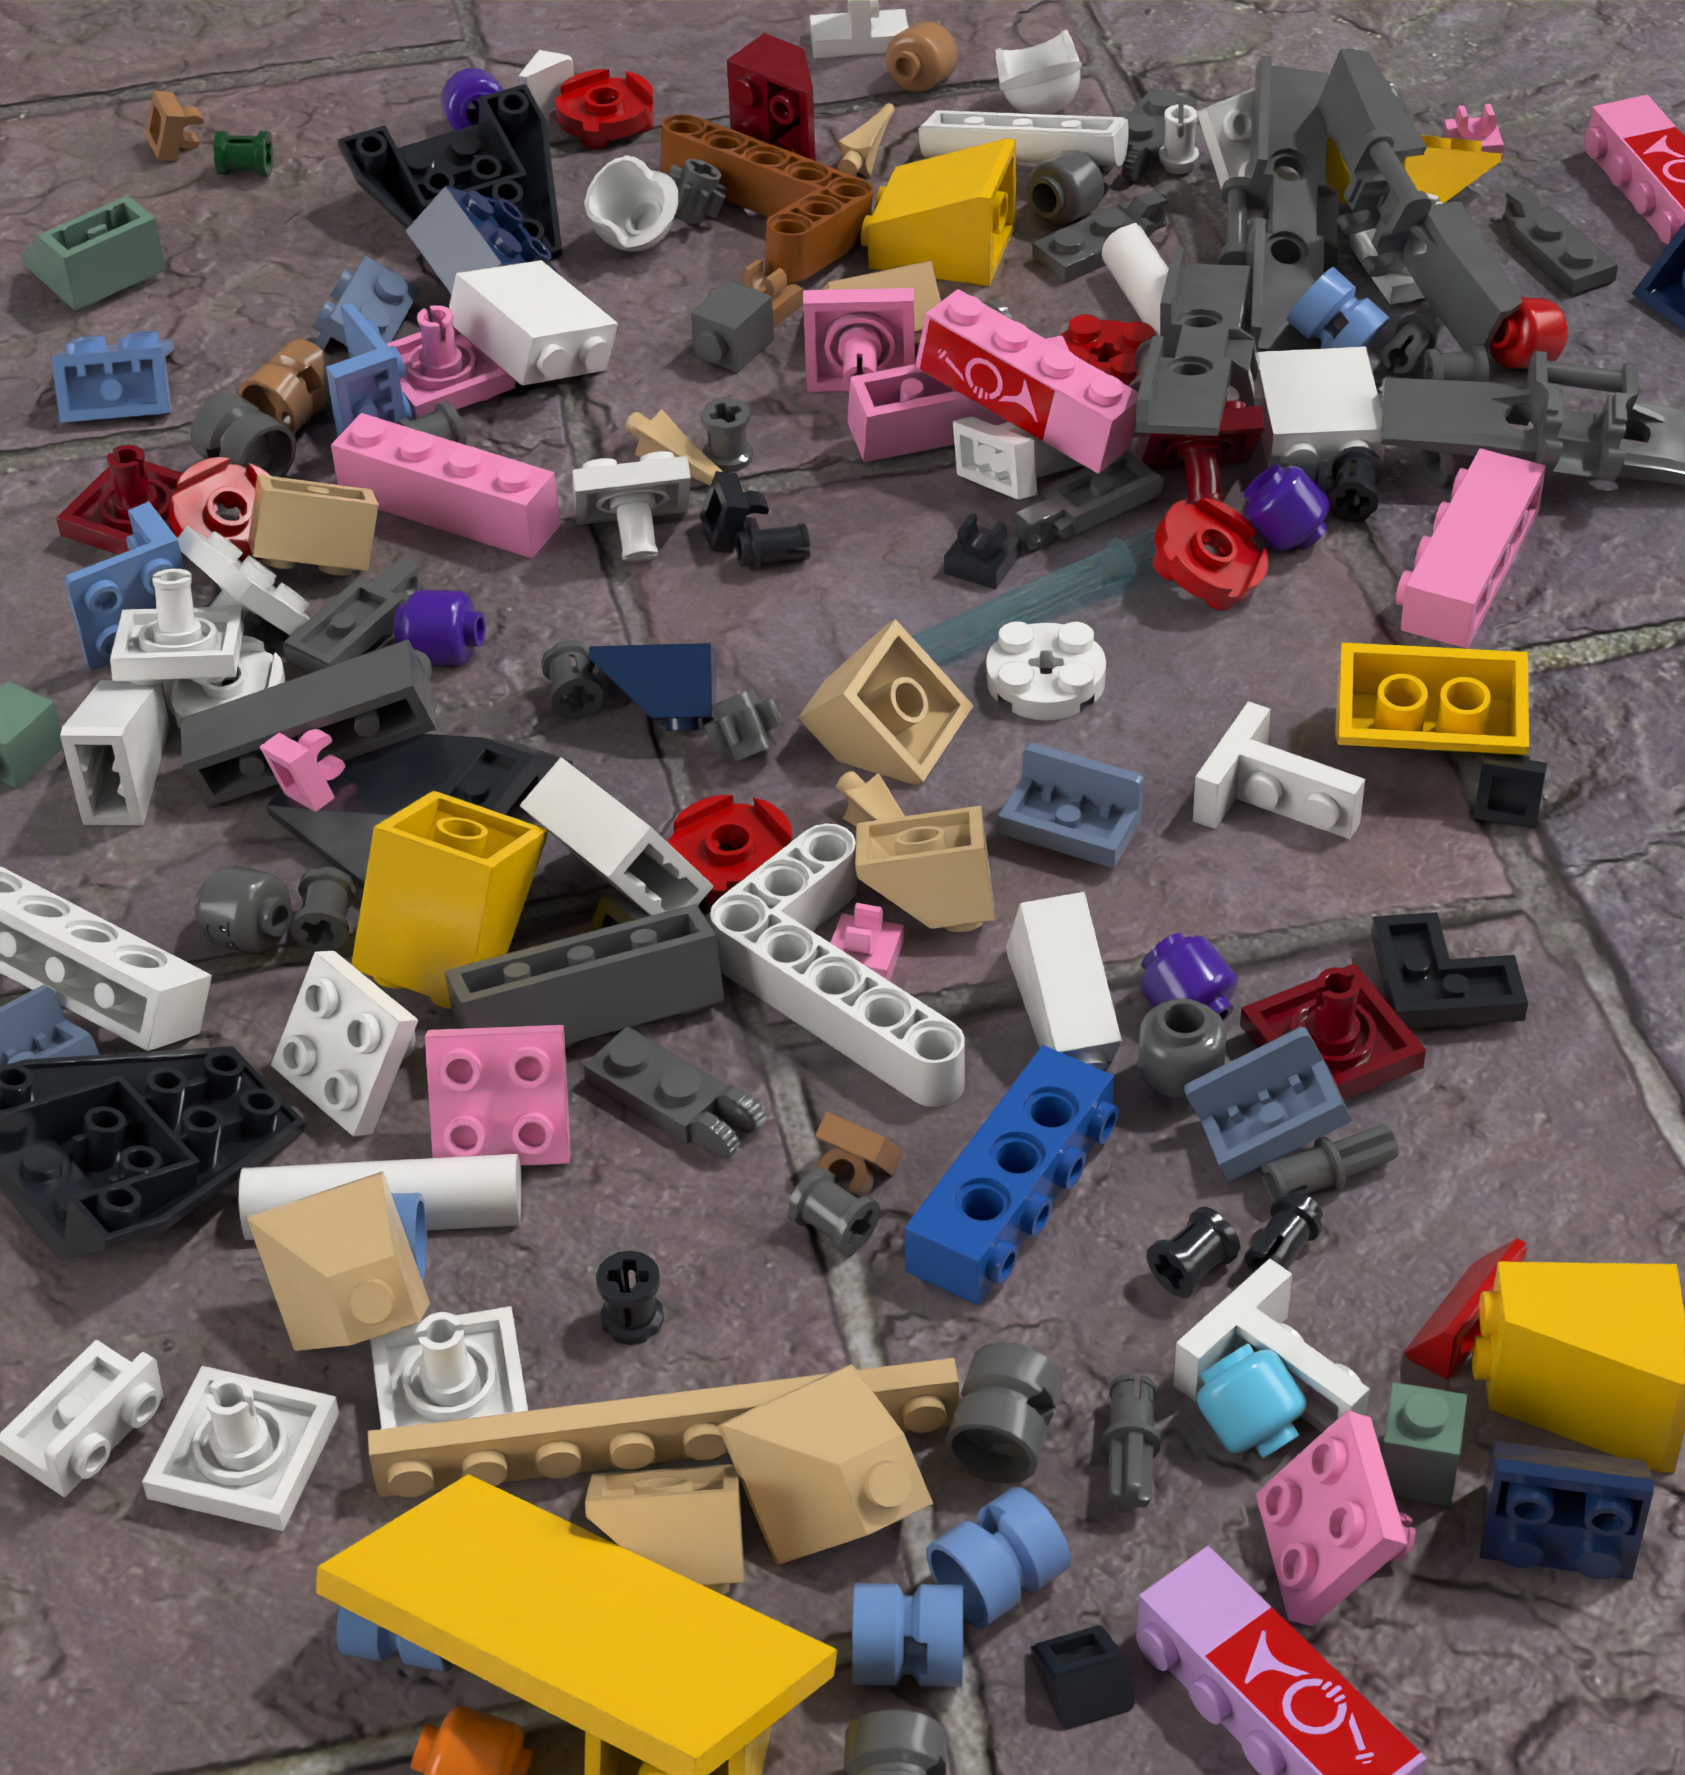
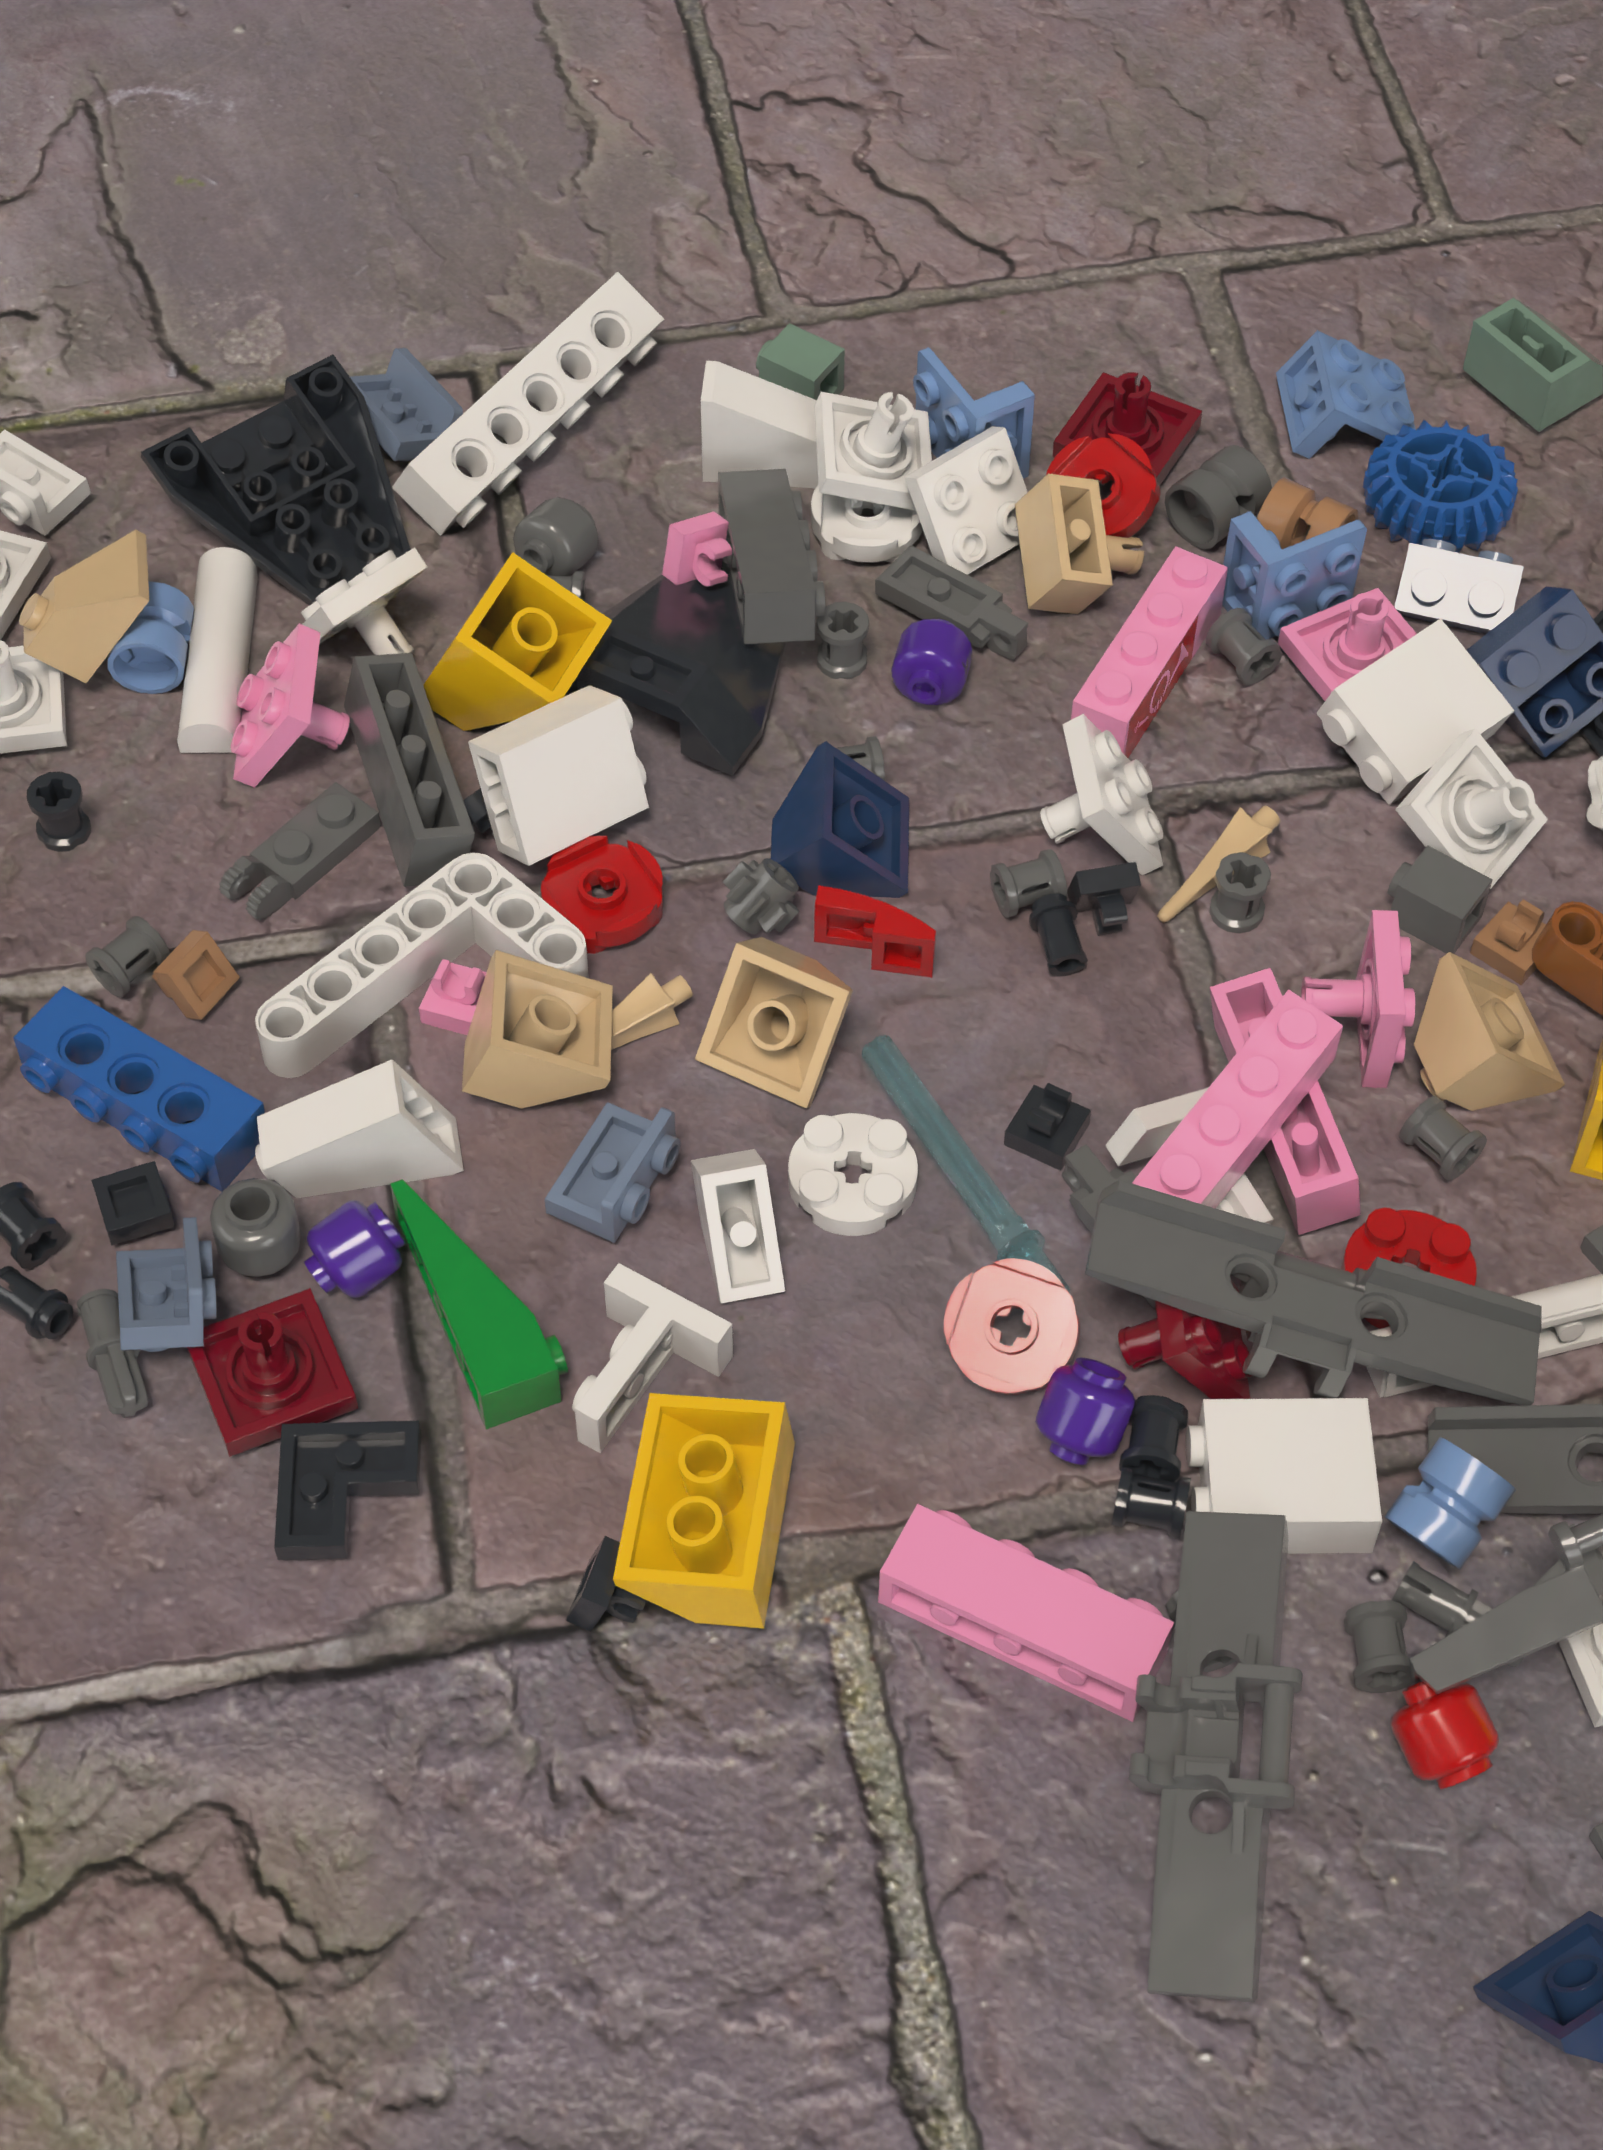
camera: 90 degrees right, 10 degrees up
(239, 315) = (1440, 486): none -> blue gear
(645, 292) = (1473, 808): none -> white plate
(712, 554) = (1026, 882): none -> dark grey bush
(781, 647) = (895, 937): none -> red slope
(1117, 722) = (738, 1225): none -> white slope
(1152, 1167) = (133, 1203): none -> black plate
(1256, 887) = (487, 1326): none -> green slope

